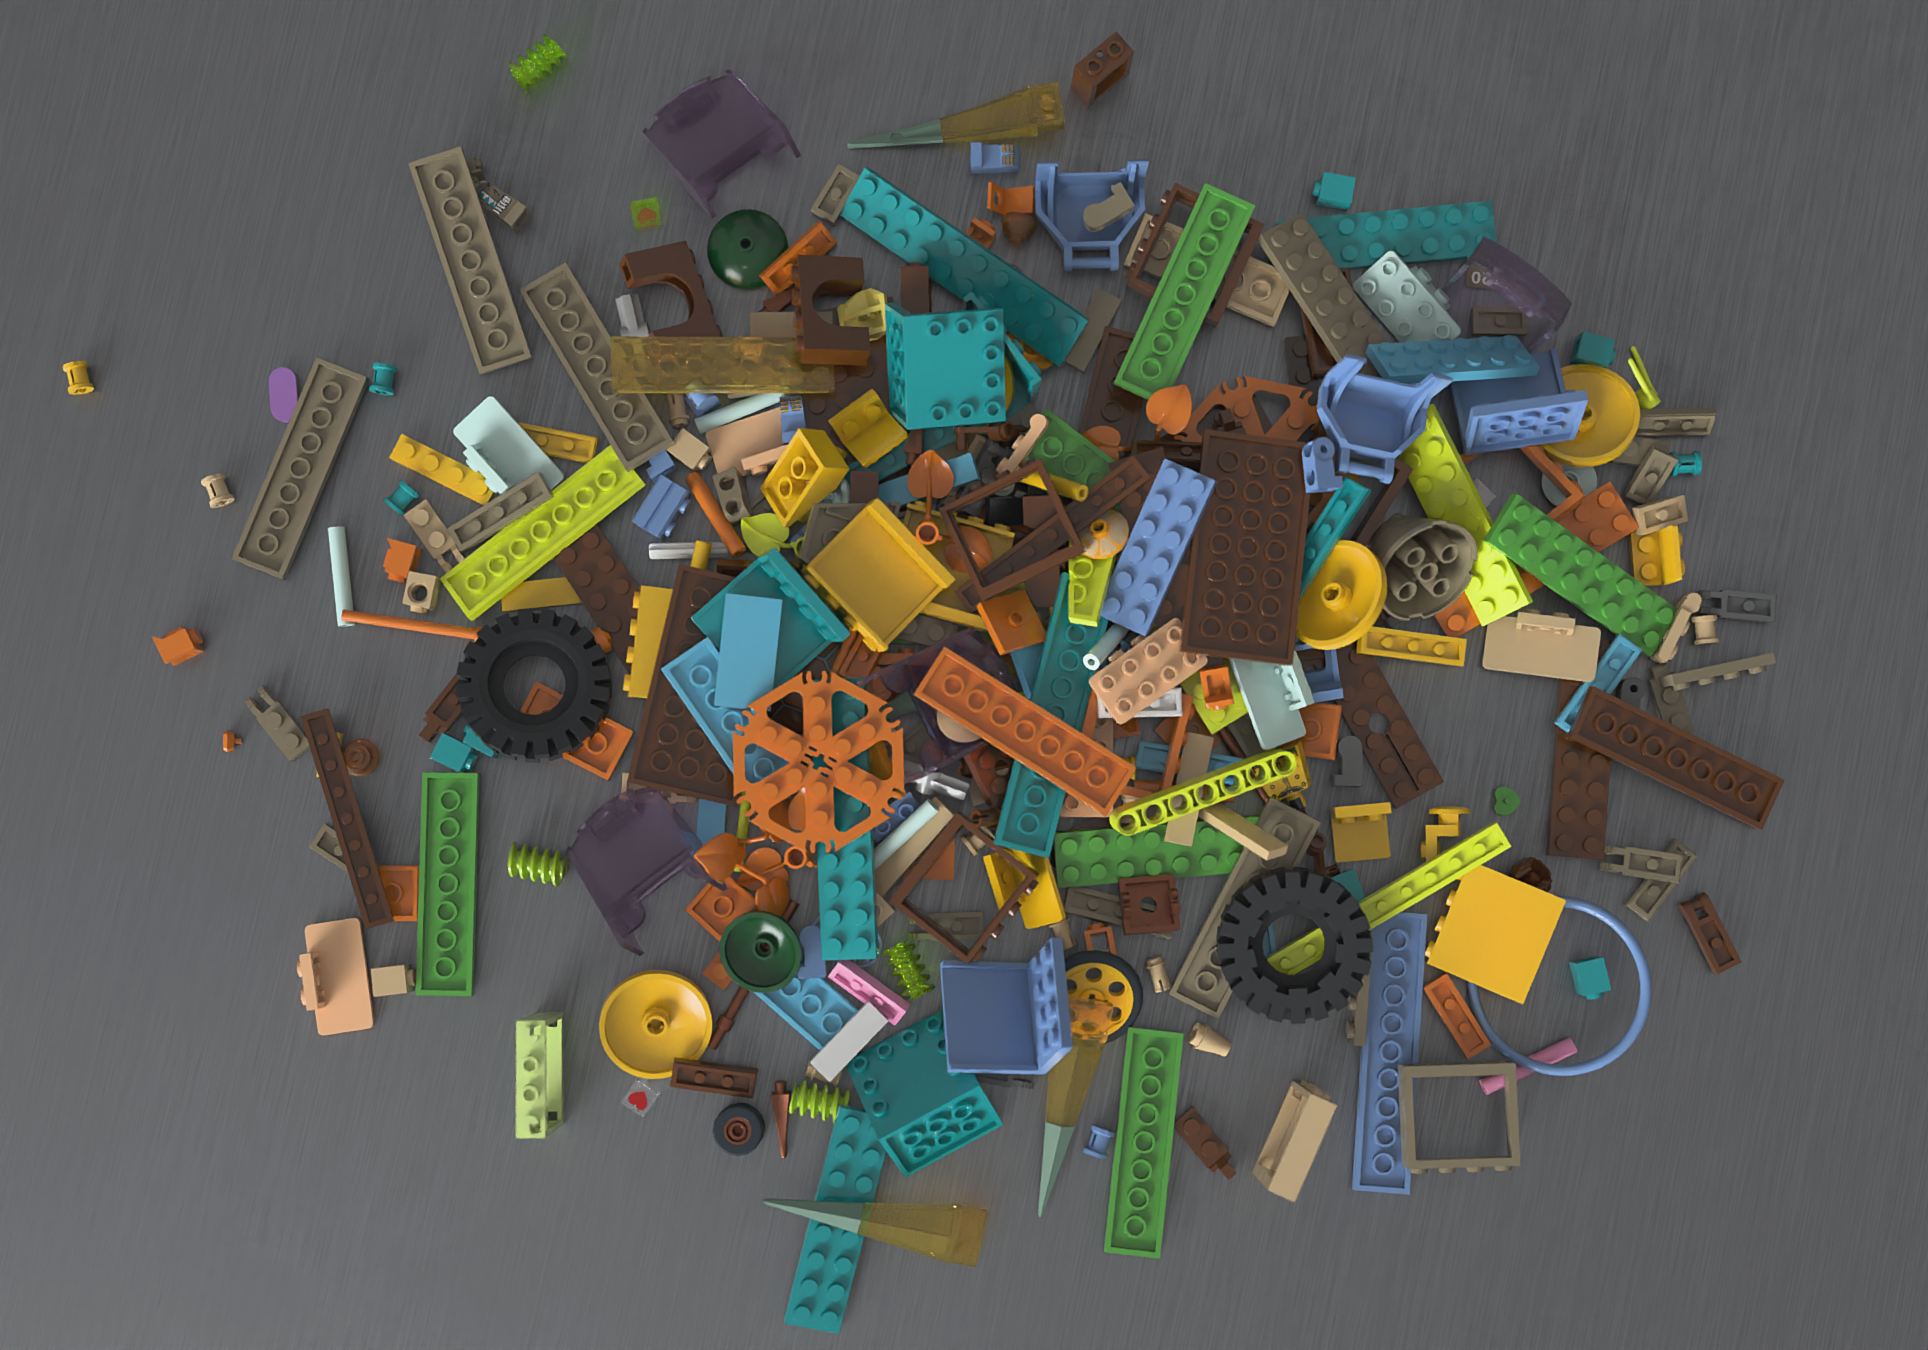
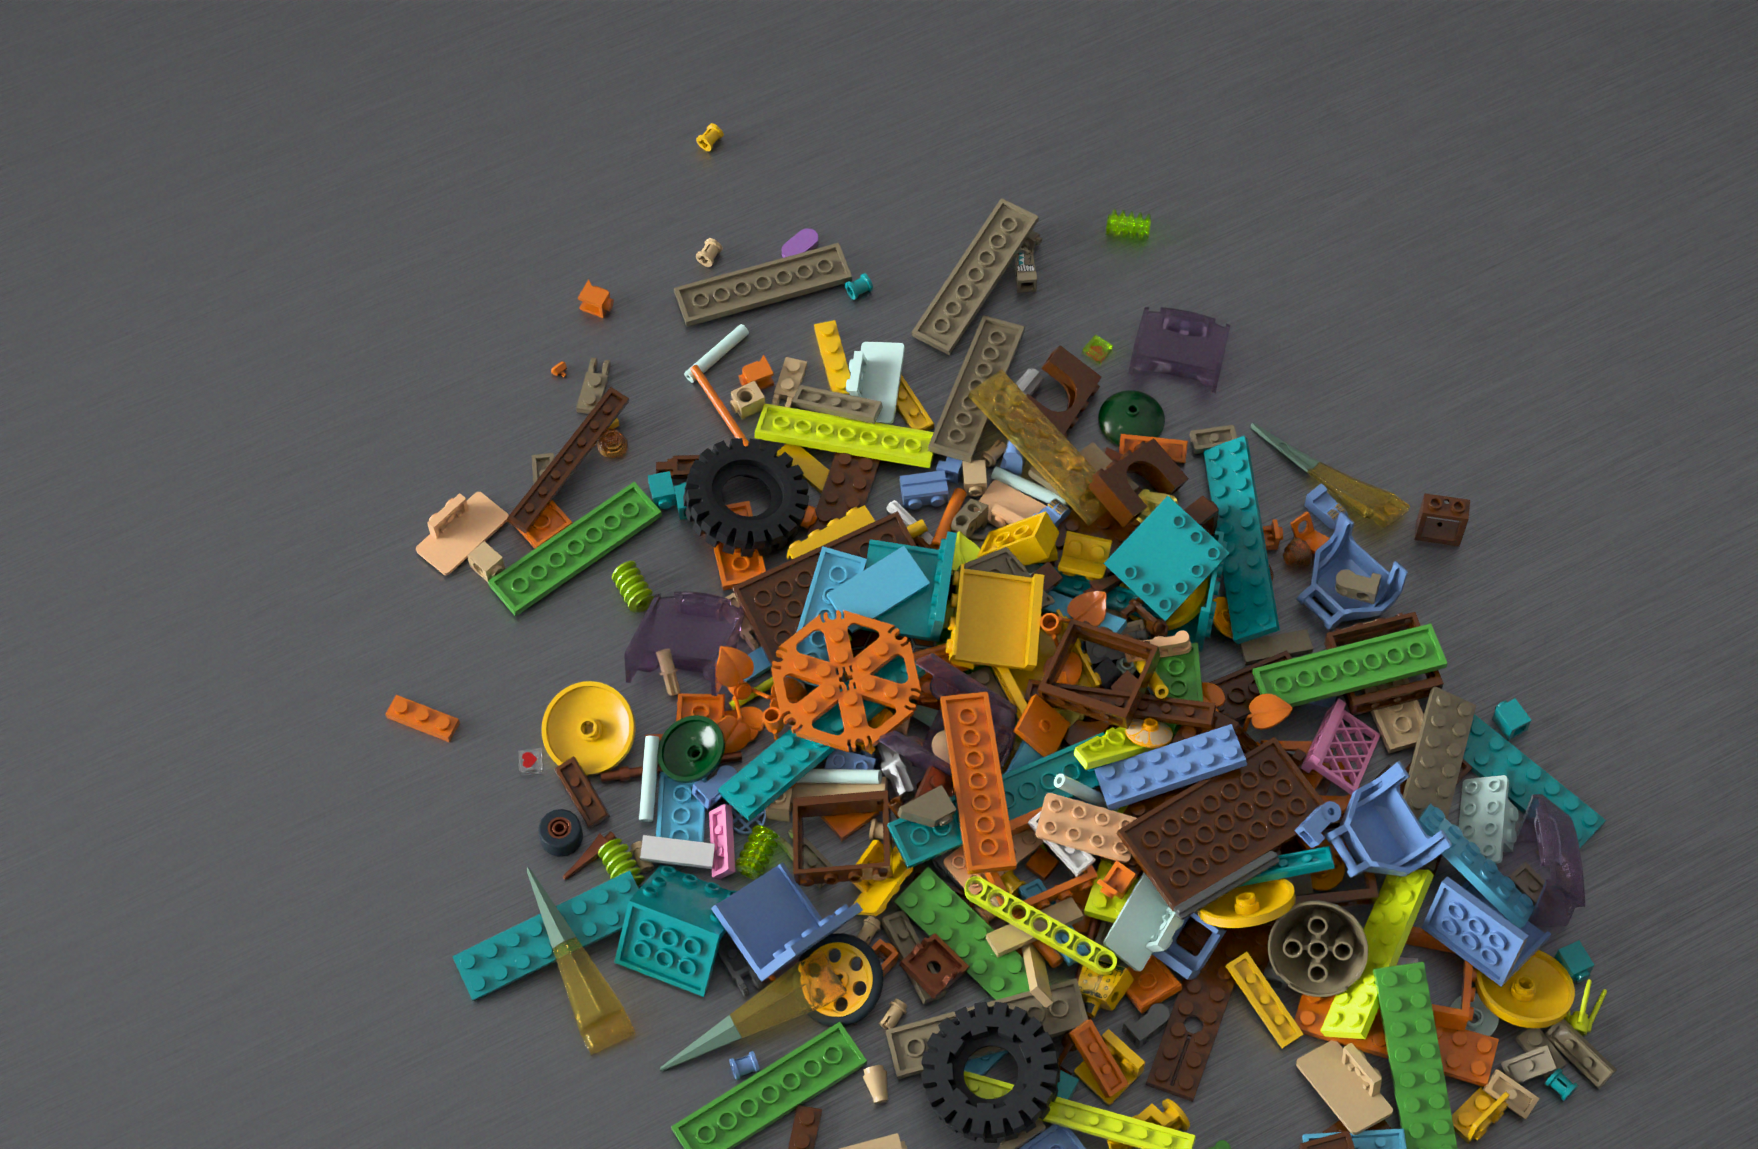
camera: 55 degrees right, 25 degrees down
(401, 497) = (795, 348): teal bush -> none
(510, 1164) = (422, 718): none -> orange plate
(539, 1074) = (508, 689): yellowish green window -> none
(656, 903) = (668, 671): none -> tan axle
(752, 1007) = (649, 779): none -> light aqua piece
(1016, 798) = (929, 809): none -> dark tan slope
(1227, 374) = (1327, 738): none -> bright pink fence
(1308, 599) = (1226, 885): none -> dark grey axle
(1353, 839) = (1098, 1058): none -> orange plate

